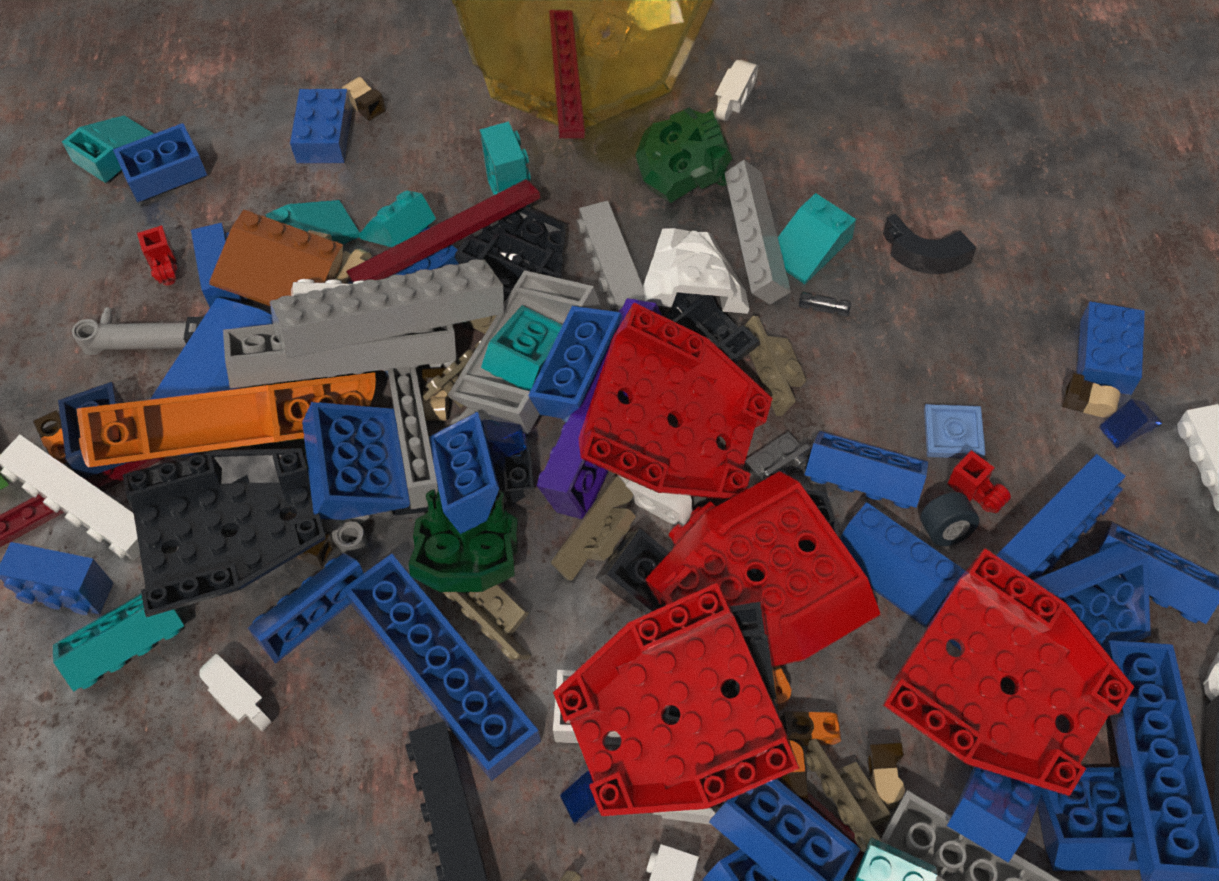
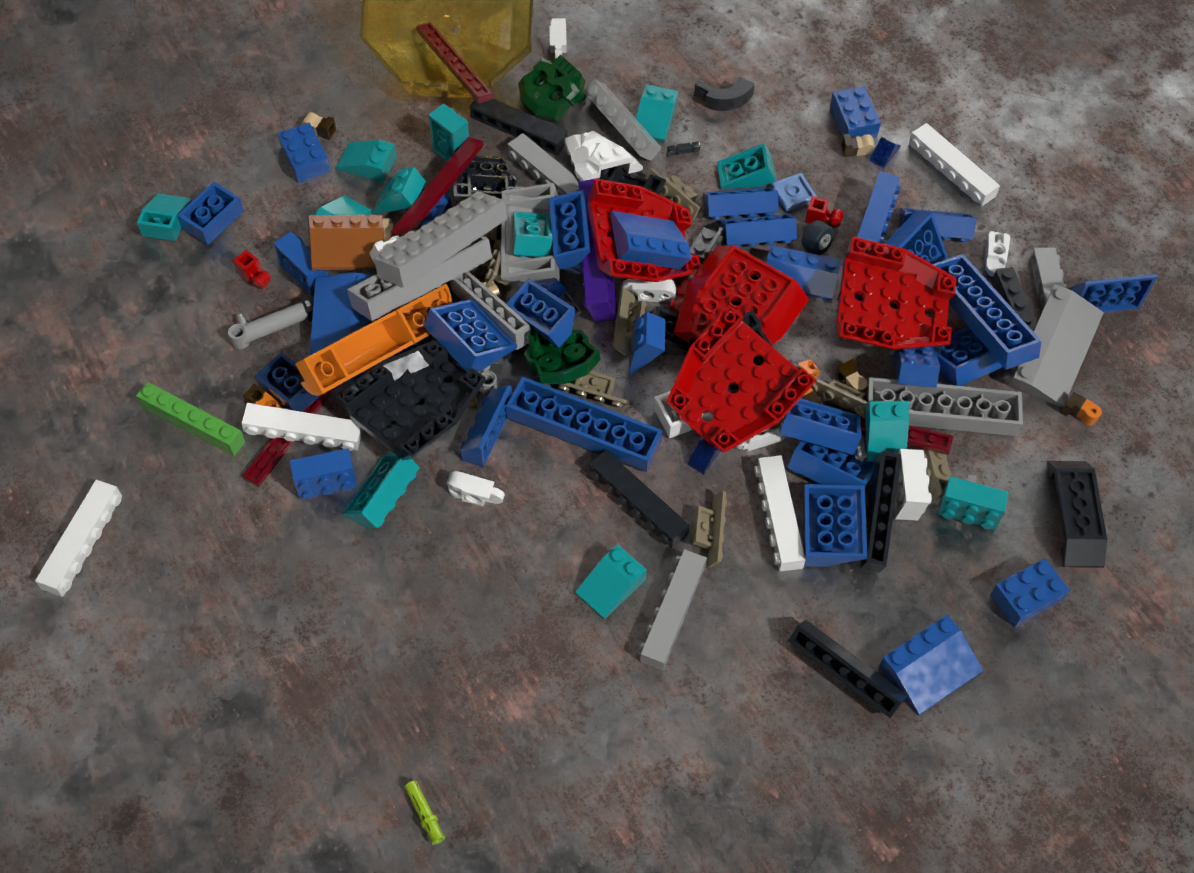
camera: 30 degrees left, 0 degrees up
(396, 164) = (368, 159): none -> teal slope
(591, 576) = (646, 341): none -> blue slope
(613, 184) = (515, 122): none -> black brick
(679, 423) = (649, 240): none -> blue slope
(863, 416) = (740, 202): none -> blue slope
(900, 370) = (747, 168): none -> teal slope

